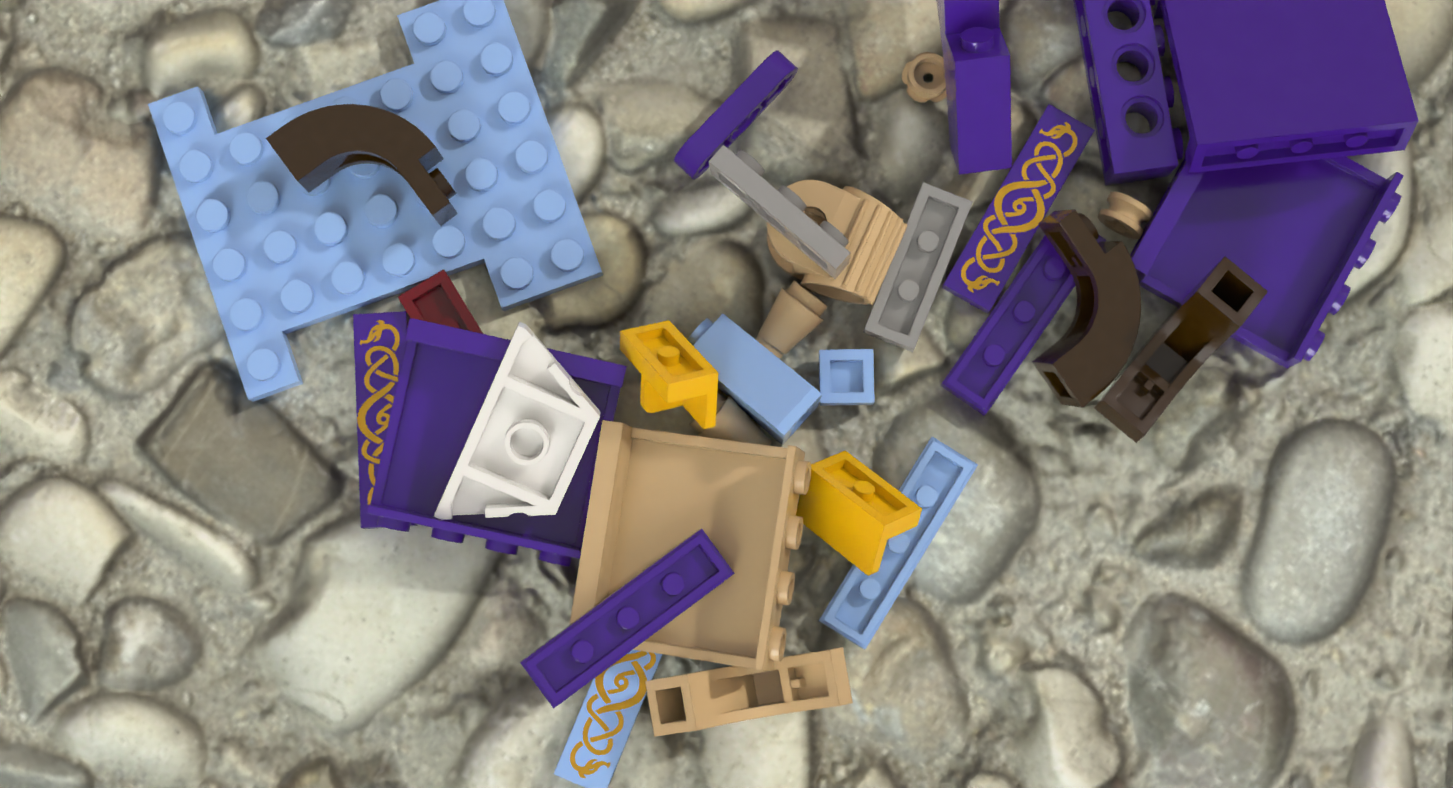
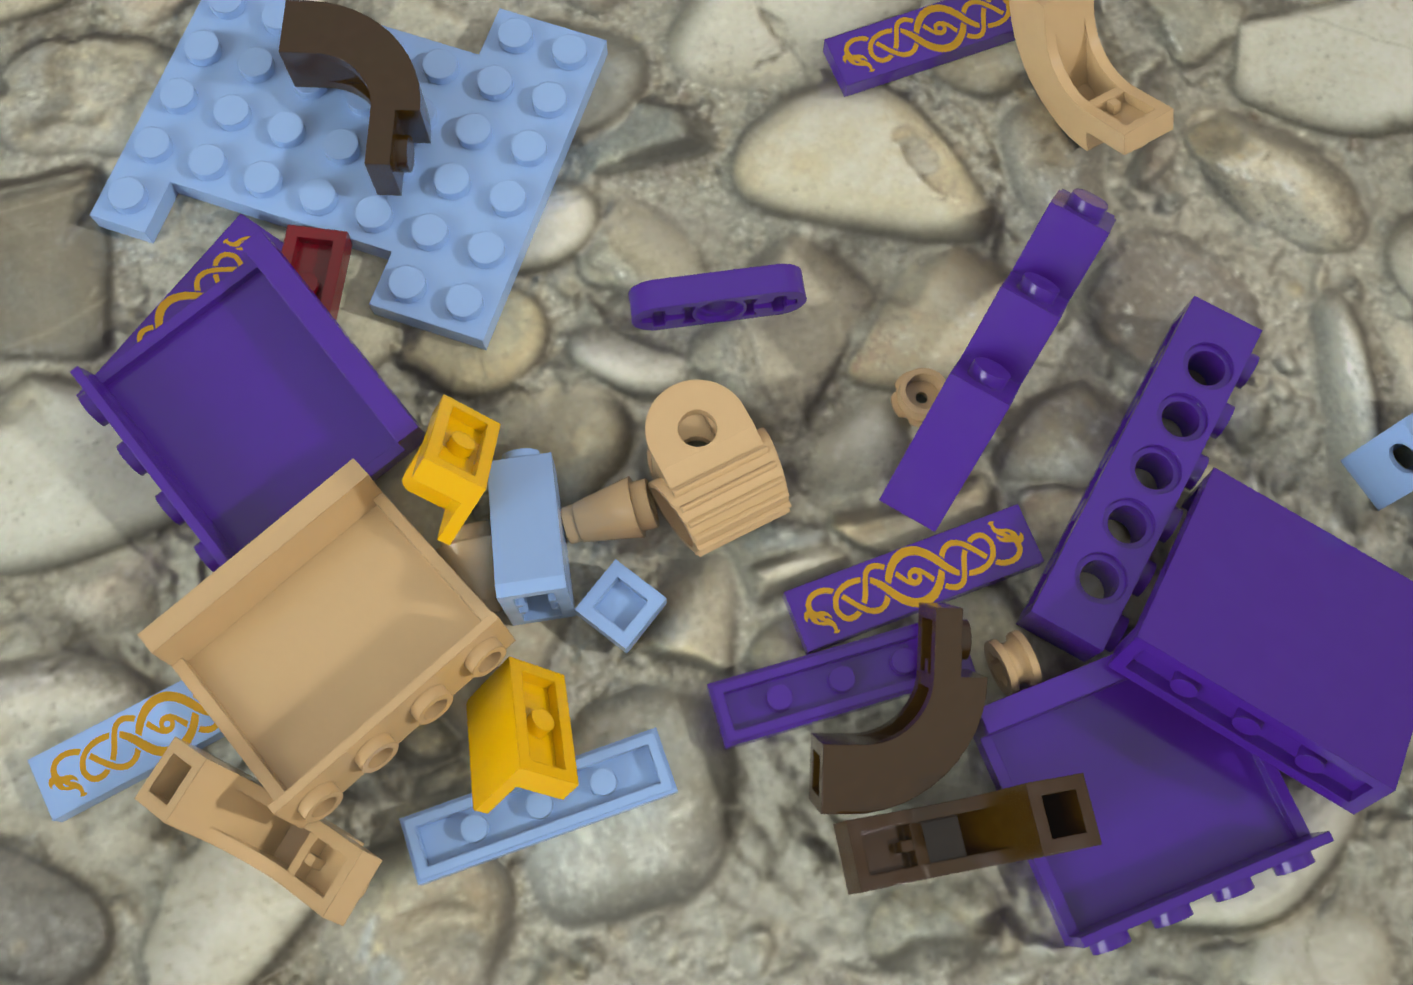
camera: 30 degrees right, 10 degrees down
(523, 438) = (269, 415): white wing -> none
(626, 618) = (203, 657): dark purple tile -> none
(781, 210) = (676, 390): light grey plate -> none
(918, 267) = (772, 557): light grey plate -> none

